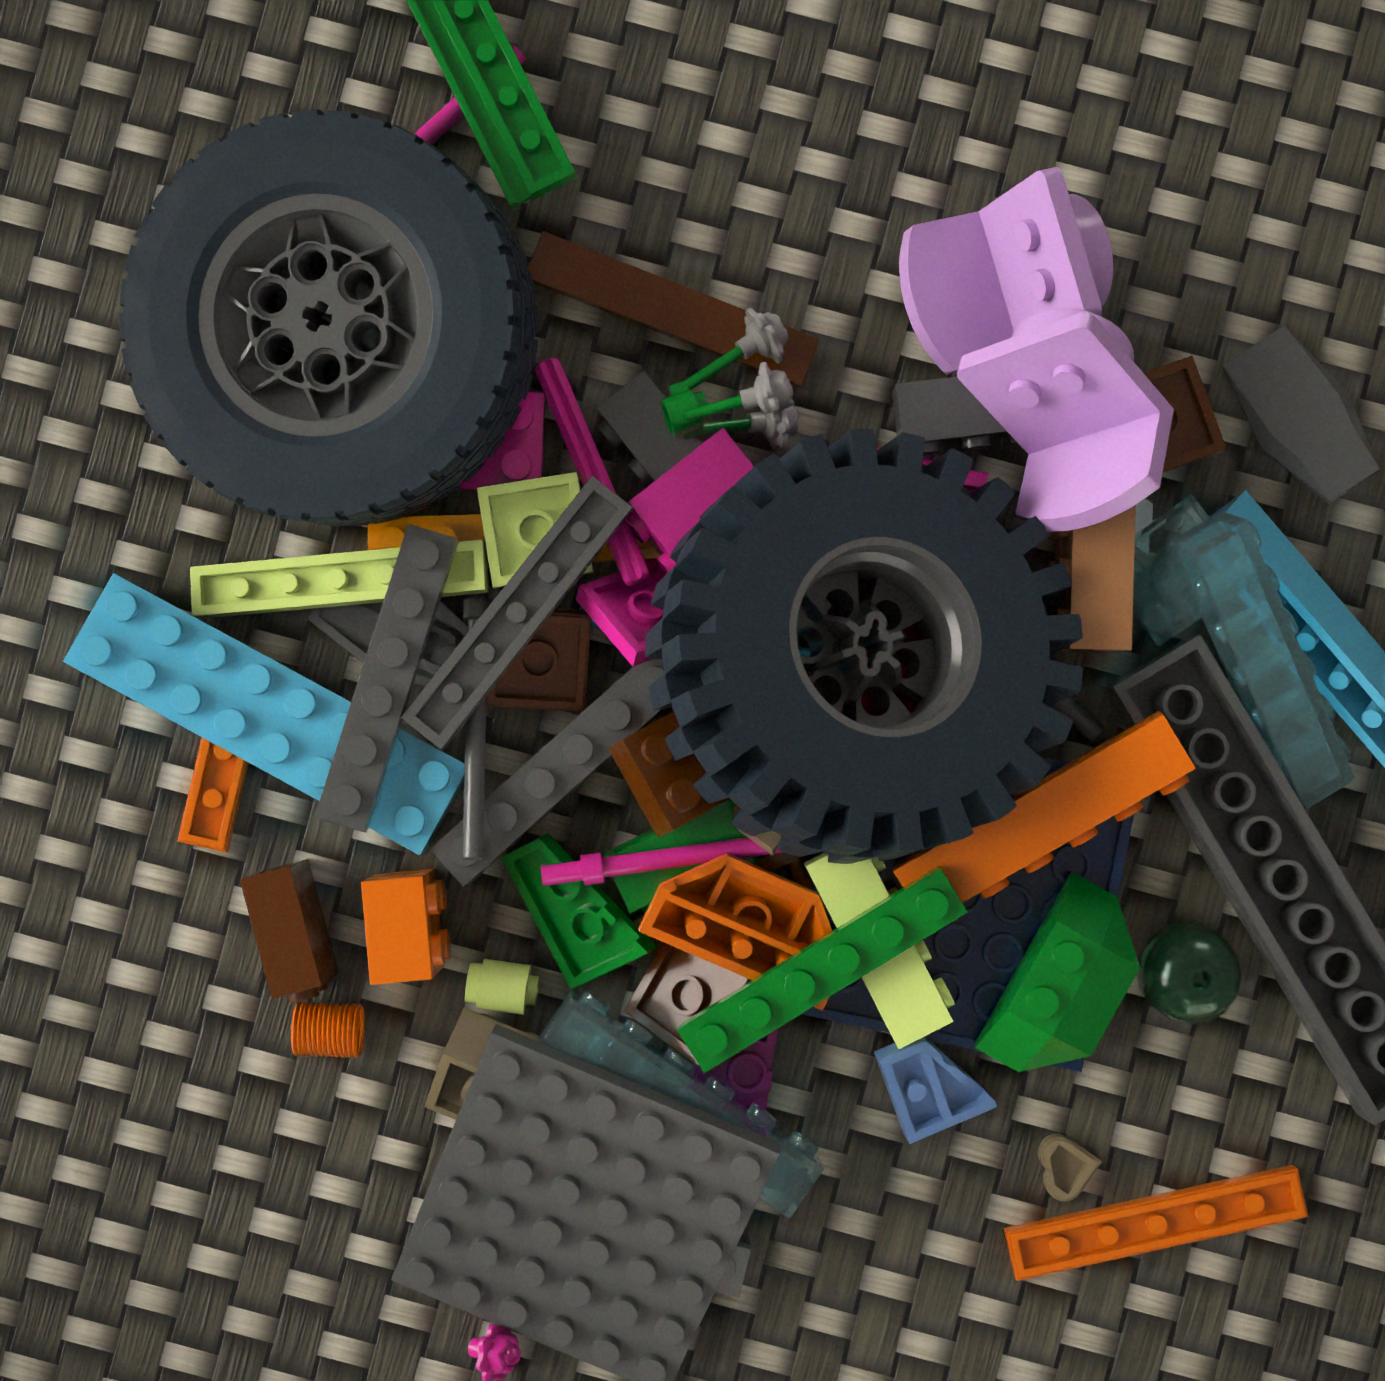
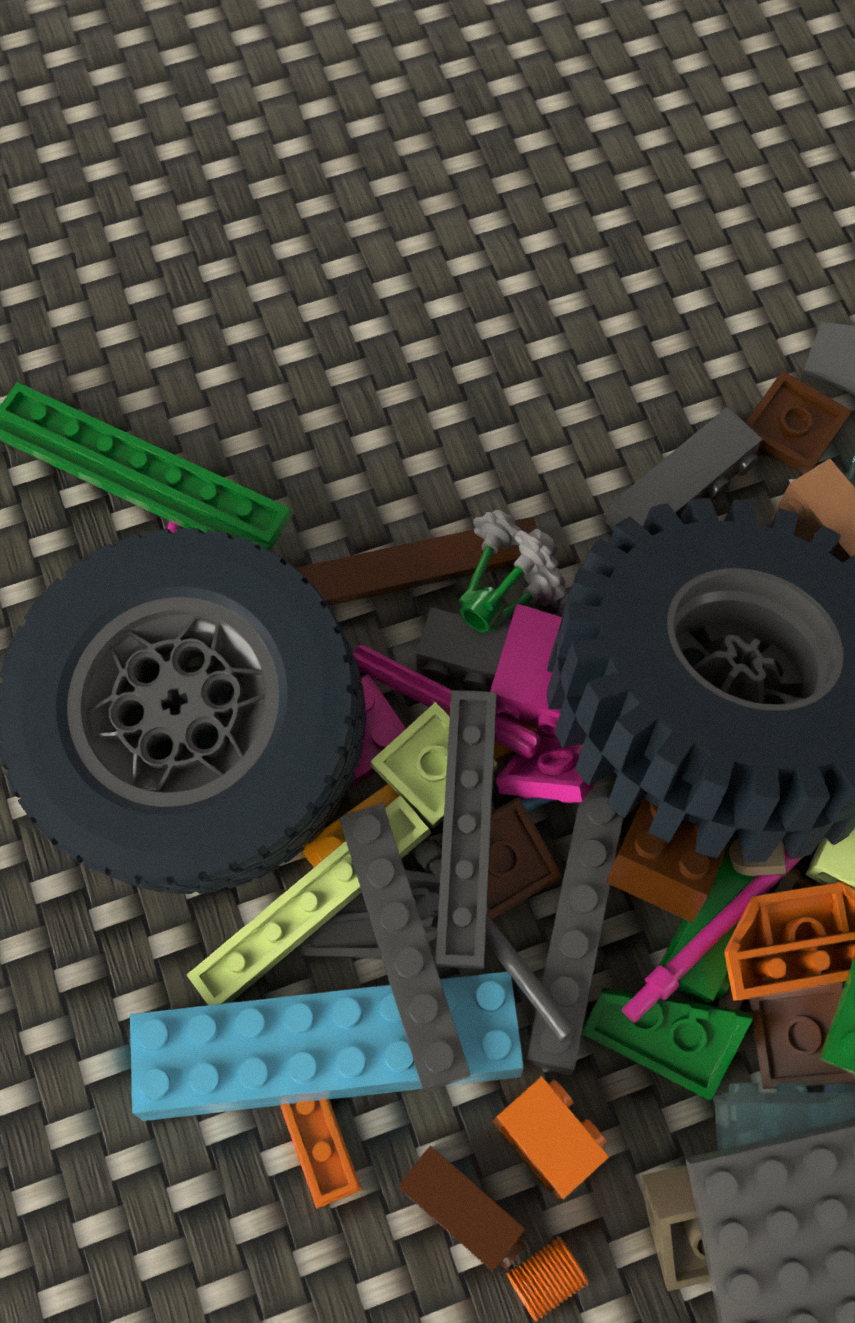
camera: 30 degrees left, 20 degrees down
(501, 986) = (657, 1137): yellowish green brick -> none
(990, 269) = (630, 388): lavender piece -> none
(1079, 412) = (752, 430): lavender piece -> none

